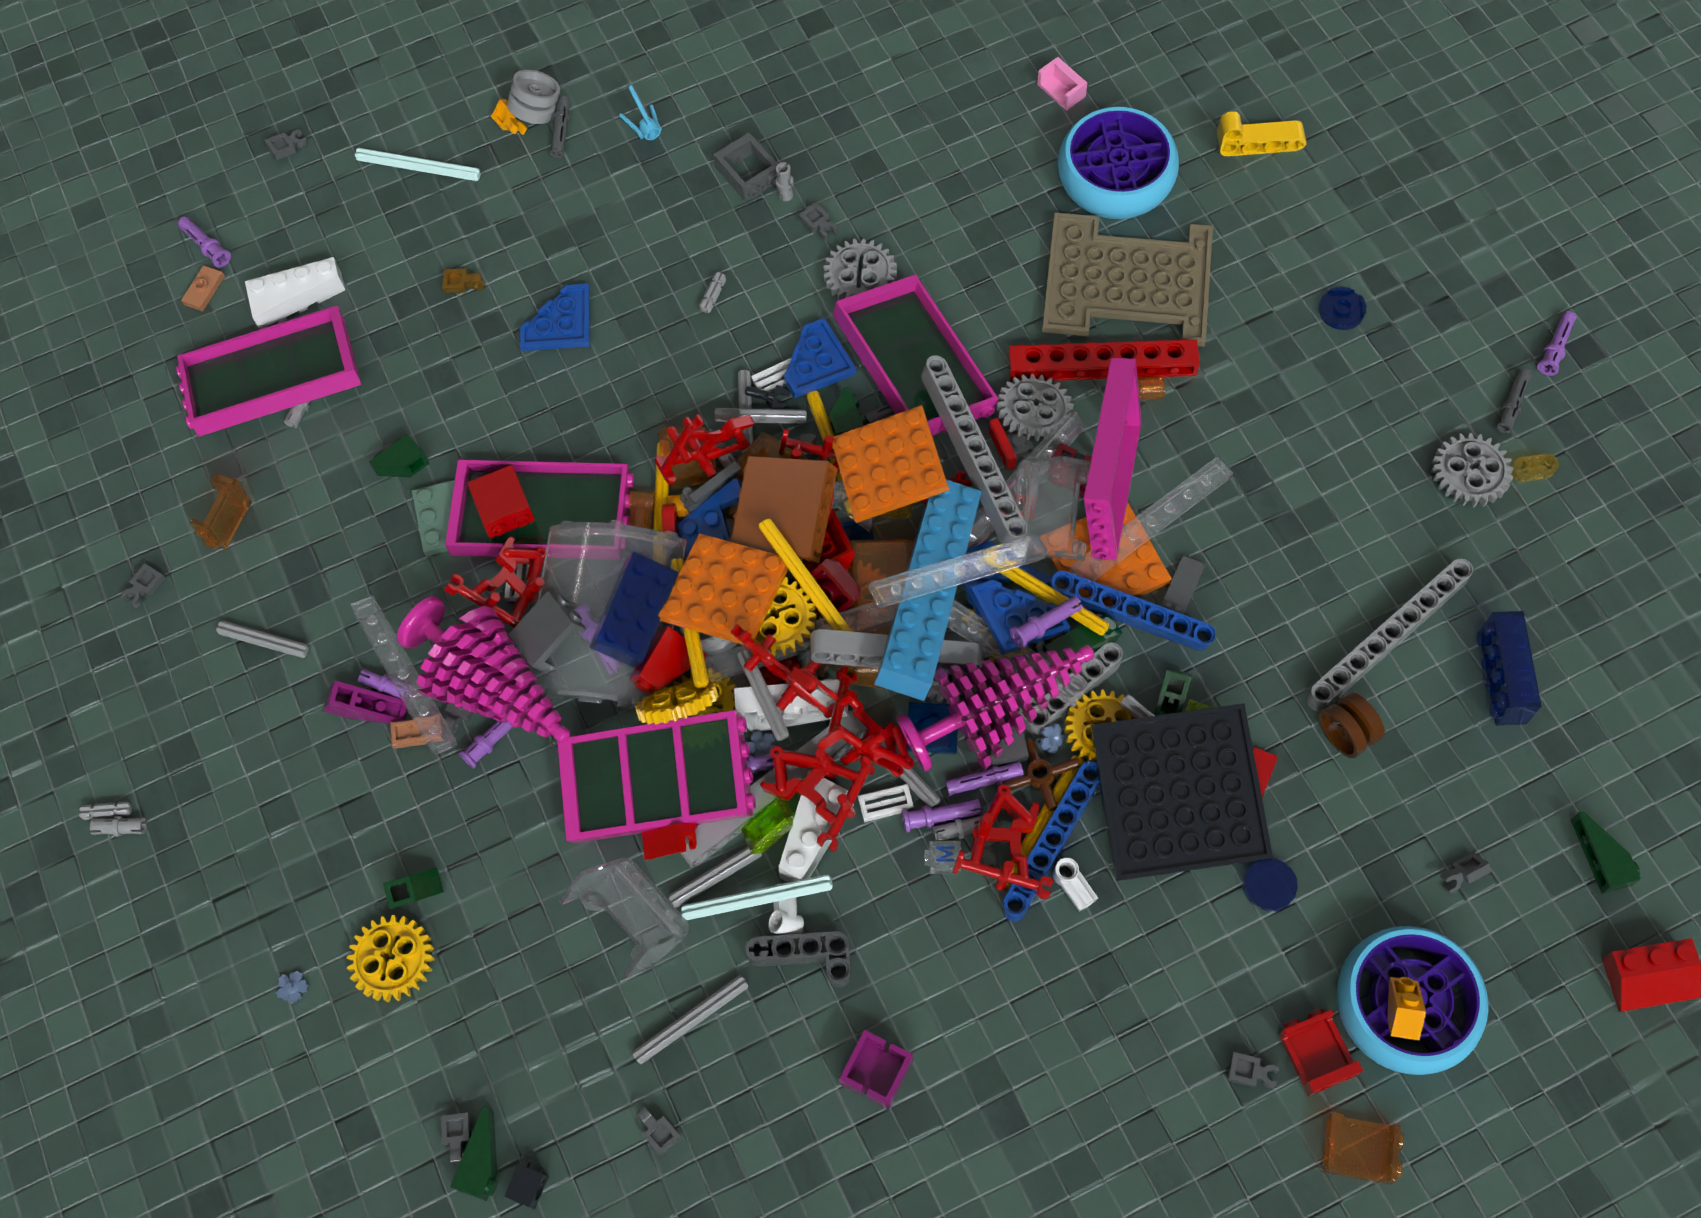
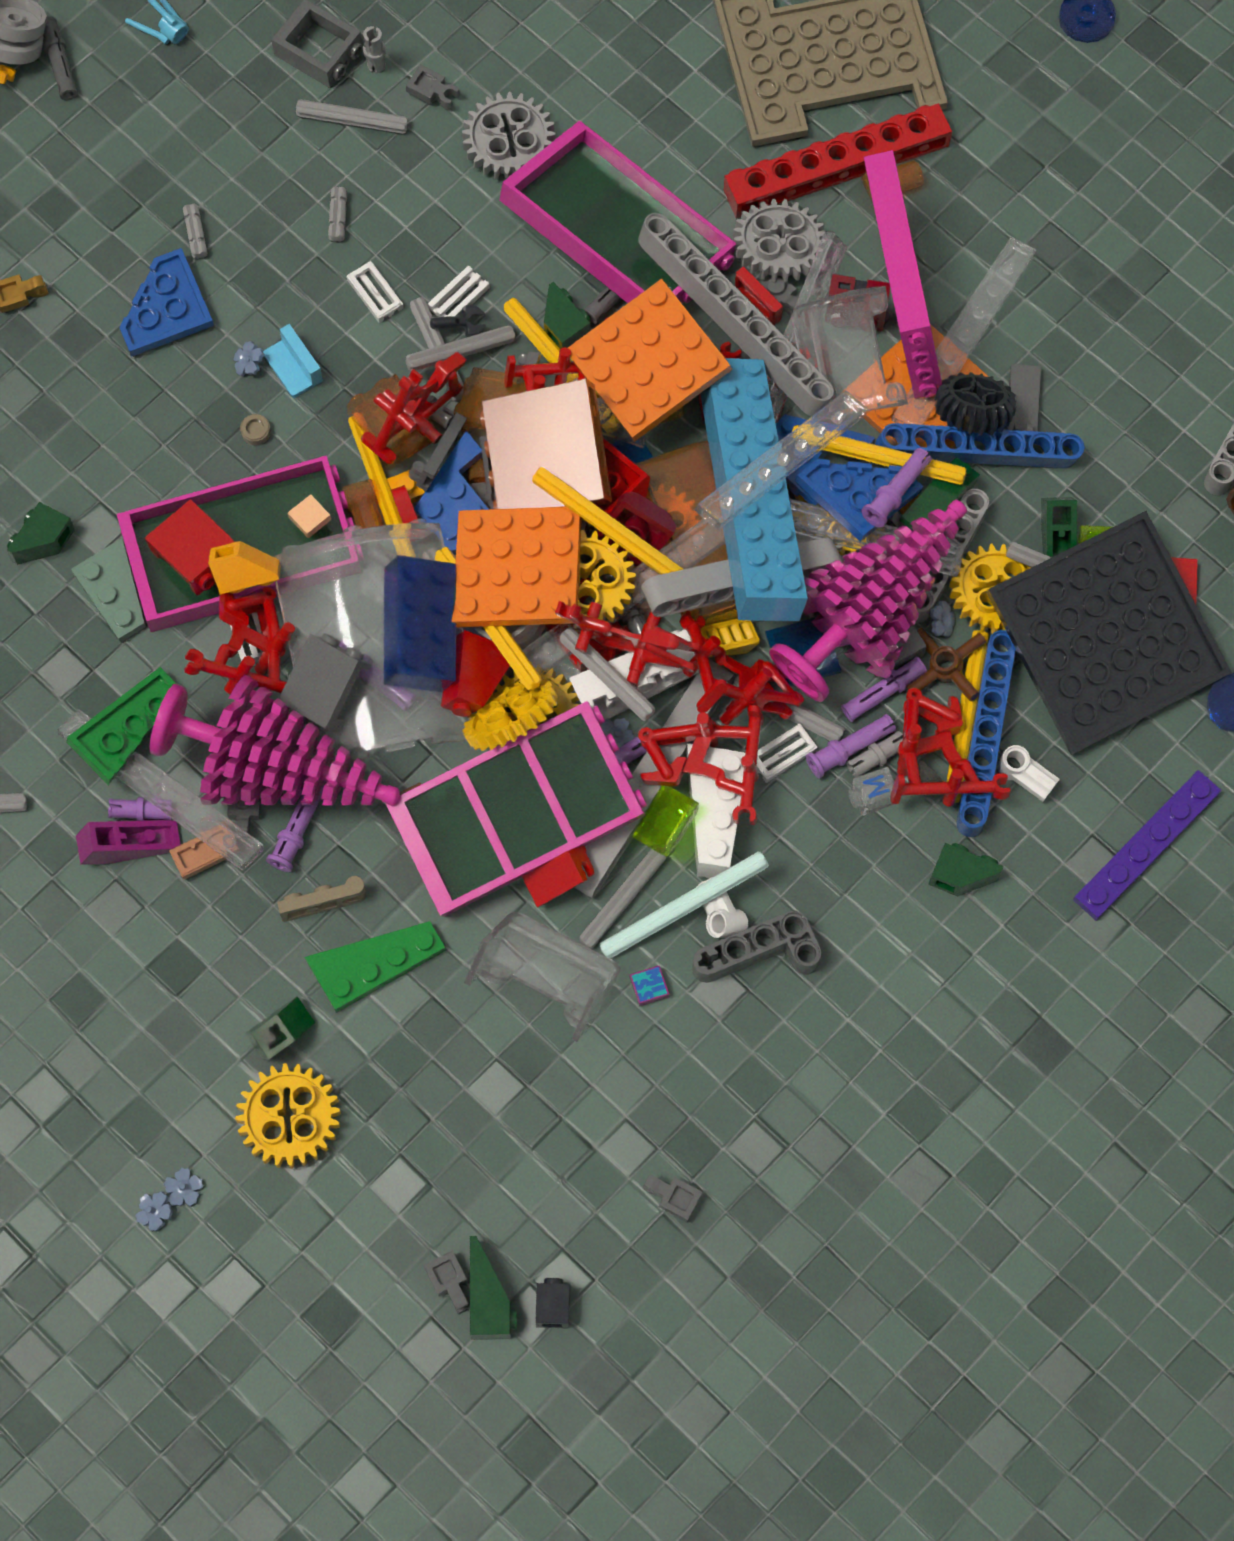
camera: 25 degrees left, 5 degrees up
(263, 997) = (154, 1211): none -> sand blue plant
(379, 623) = (120, 728): none -> green wing
(488, 798) = (322, 899): none -> dark tan plate
(502, 861) = (367, 965): none -> green wing
(522, 525) = (242, 566): none -> light orange slope
(588, 430) = (255, 429): none -> dark tan tile
(595, 504) = (309, 516): none -> light nougat tile
(603, 377) = (247, 359): none -> sand blue plant
(605, 275) = (195, 231): none -> light grey axle
(634, 390) = (293, 363): none -> medium azure panel
(690, 1019) = (659, 1065): light grey axle -> none
(707, 952) = (649, 985): none -> tile
(720, 372) = (387, 310): none -> white tile
(752, 226) = (351, 116): none -> light grey axle
(817, 360) = (500, 260): blue plate -> none
(875, 1070) = (890, 1047): magenta piece -> none
(888, 700) = (743, 635): none -> yellow slope
(990, 947) = (962, 871): none -> dark green slope
(1137, 576) = (975, 403): none -> black gear
(1152, 976) = (1146, 845): none -> dark purple plate

